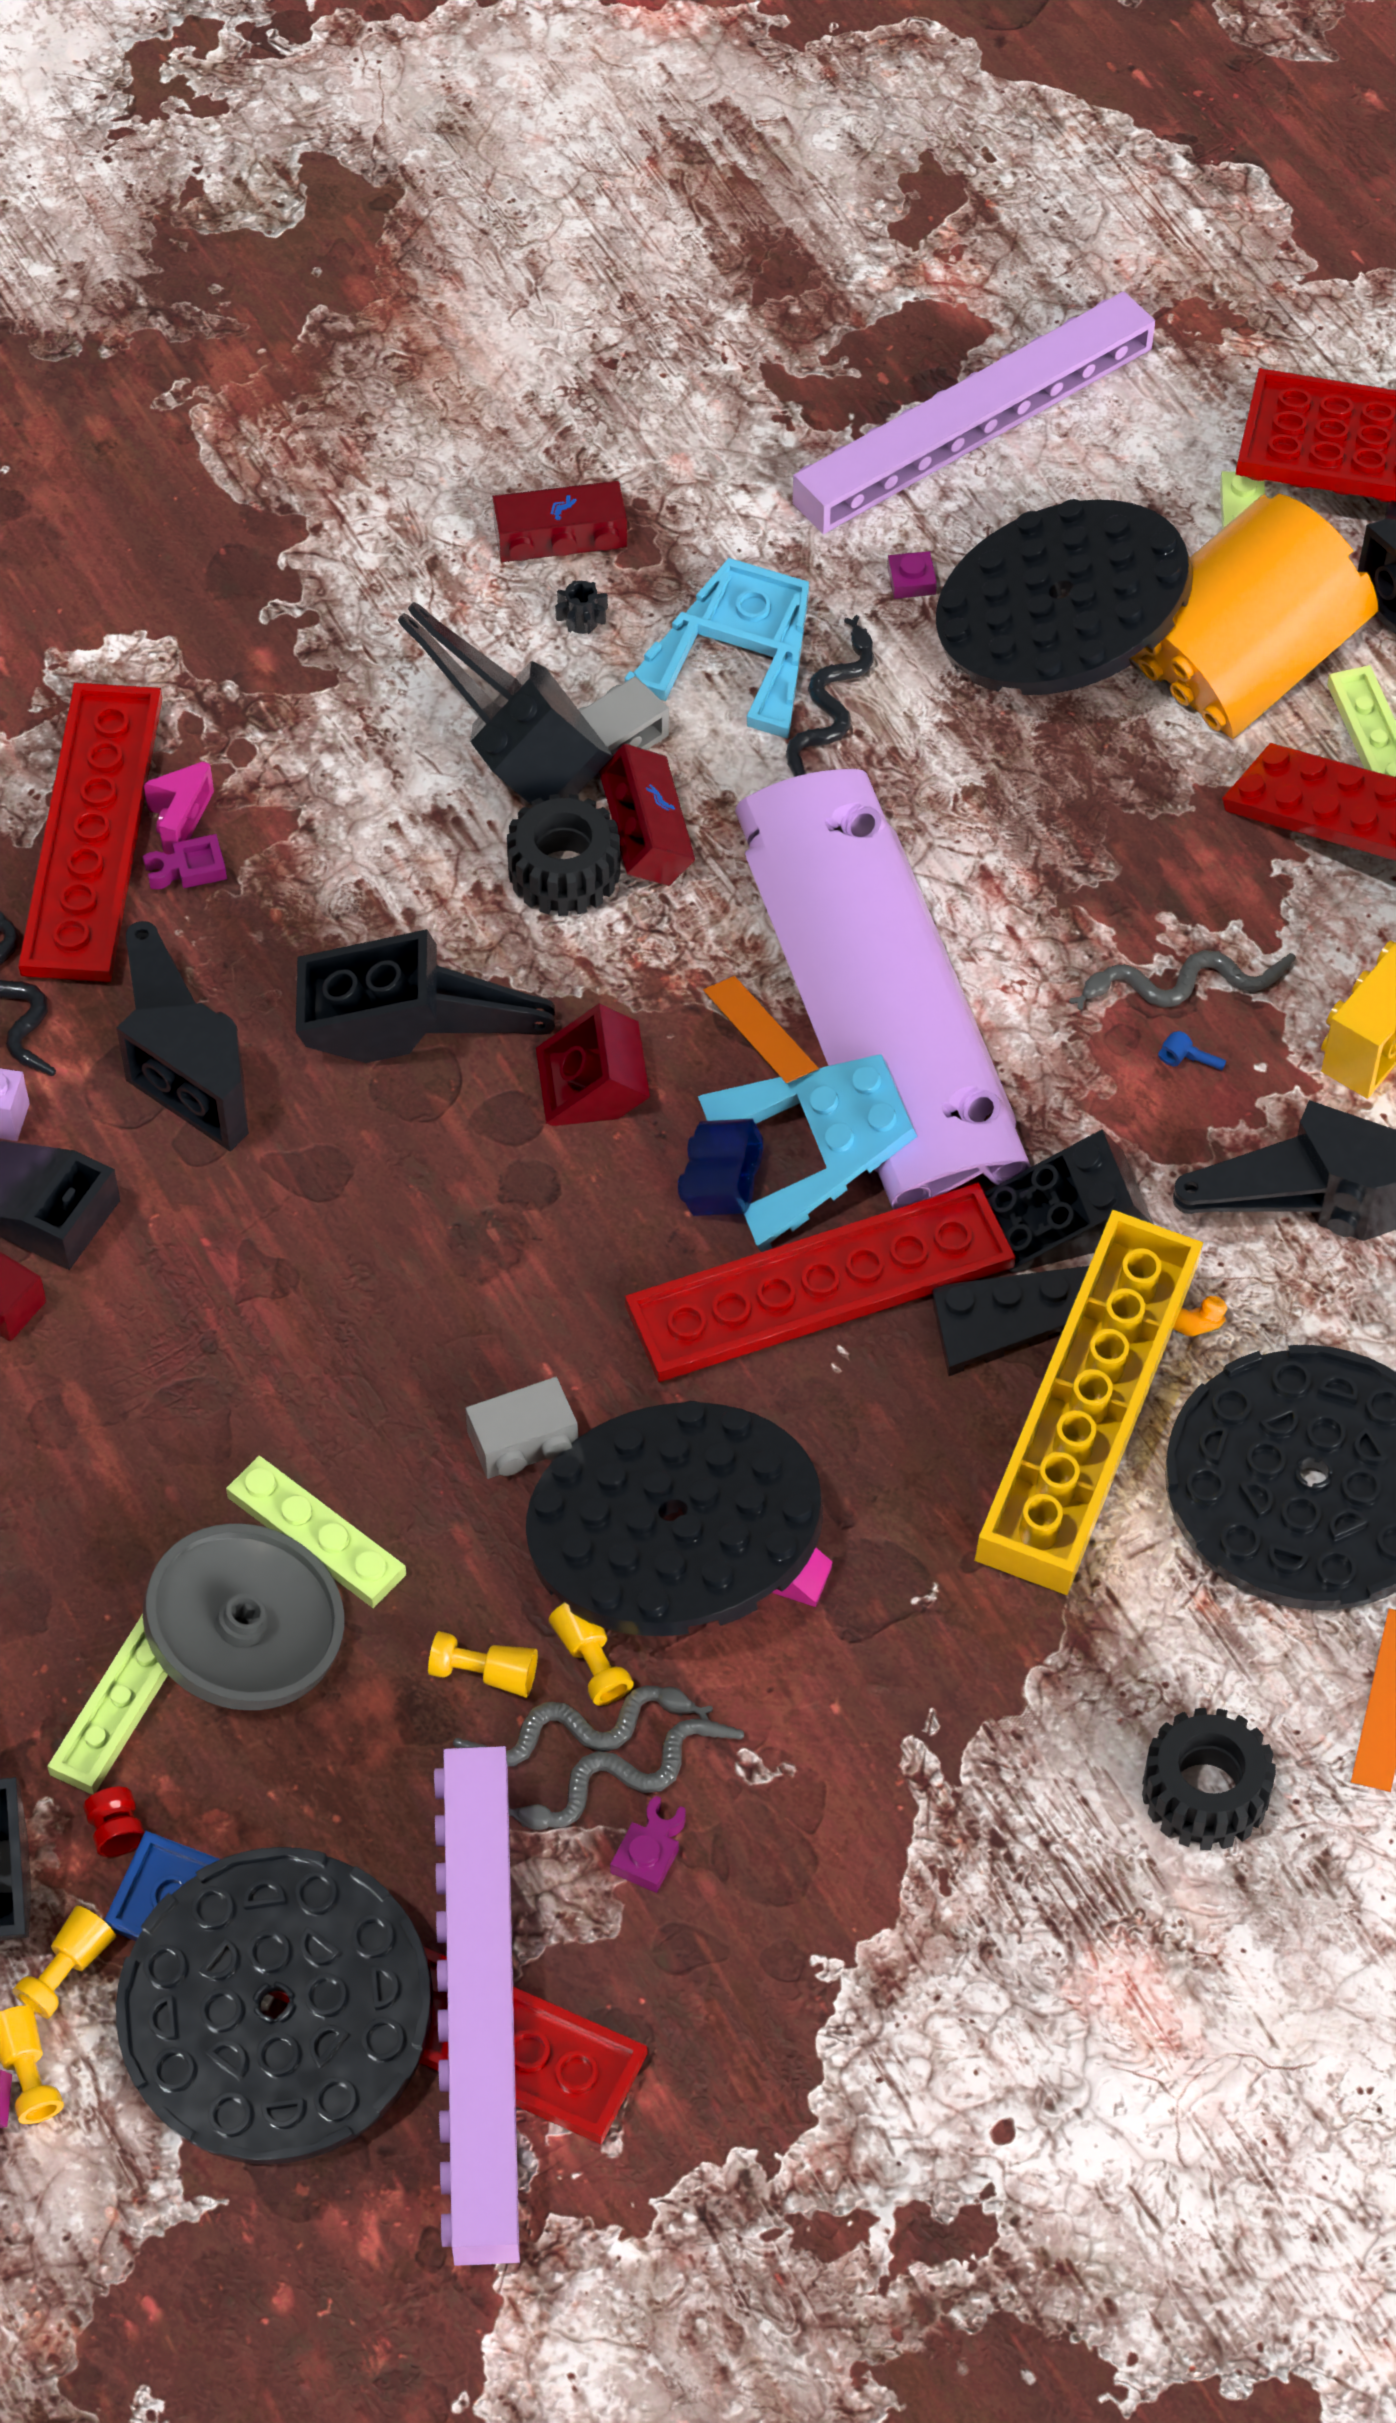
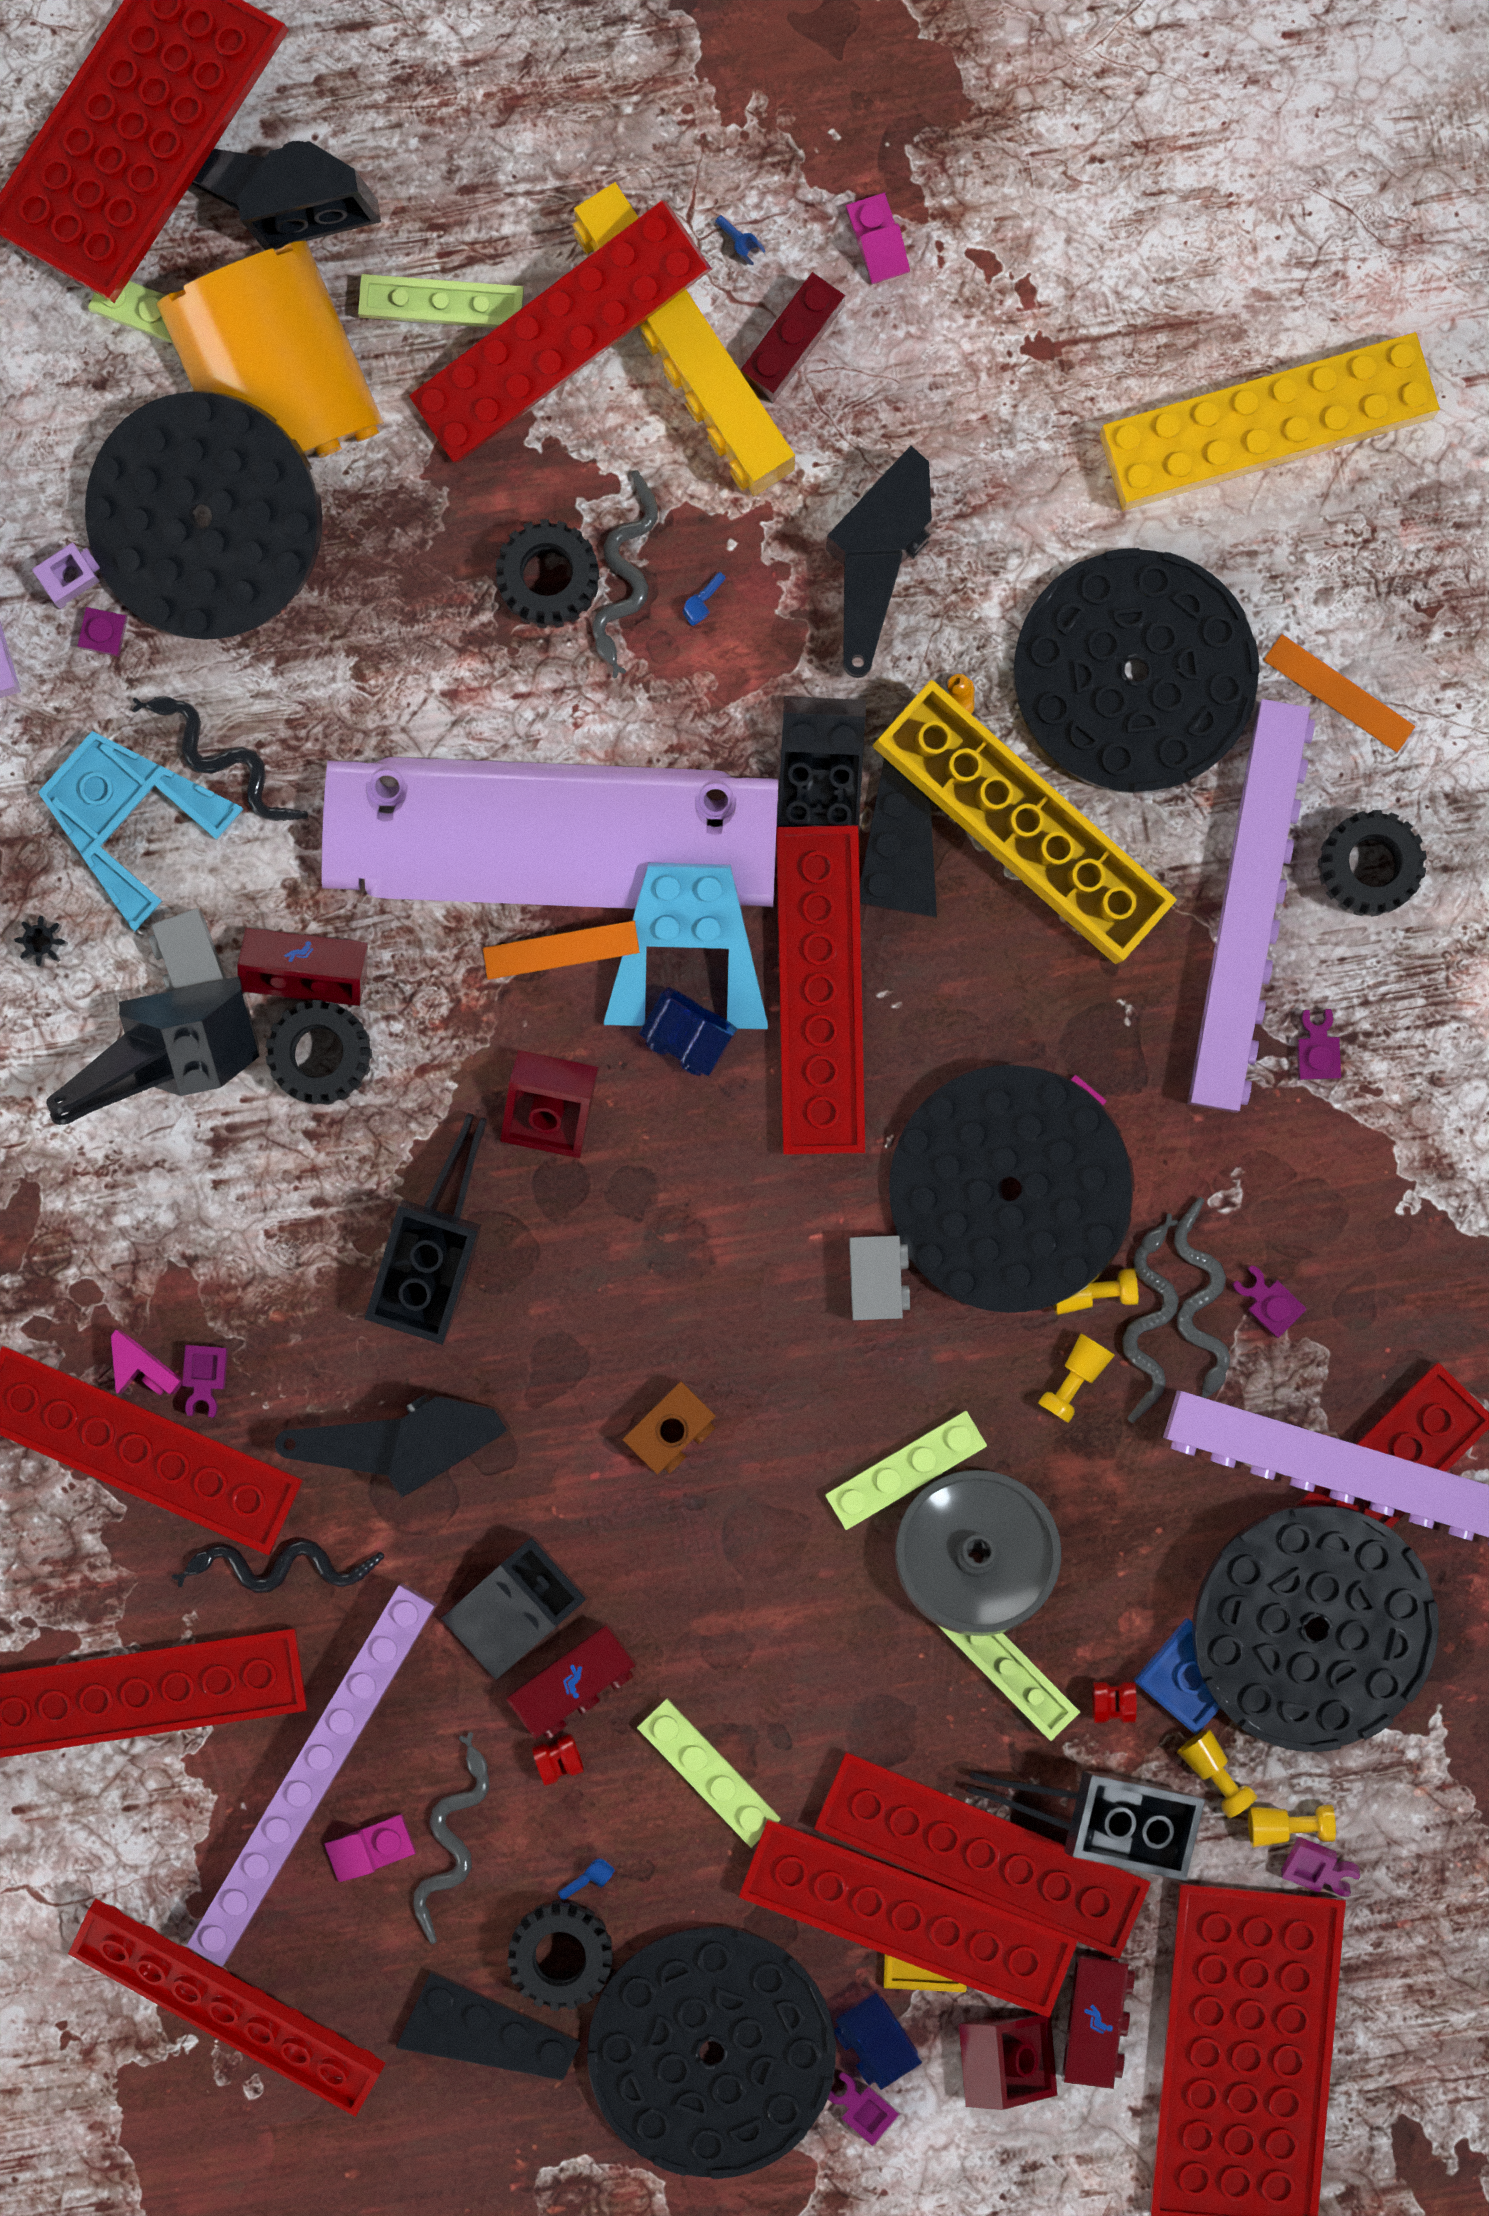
camera: 70 degrees left, 30 degrees up
(267, 1263) = (646, 1437): none -> dark orange brick
(953, 523) = (53, 570): none -> lavender brick
(964, 1807) = (1318, 1055): none -> magenta plate
(1100, 1671) = (1249, 906): none -> lavender brick
(1154, 874) = (547, 539): none -> black tyre

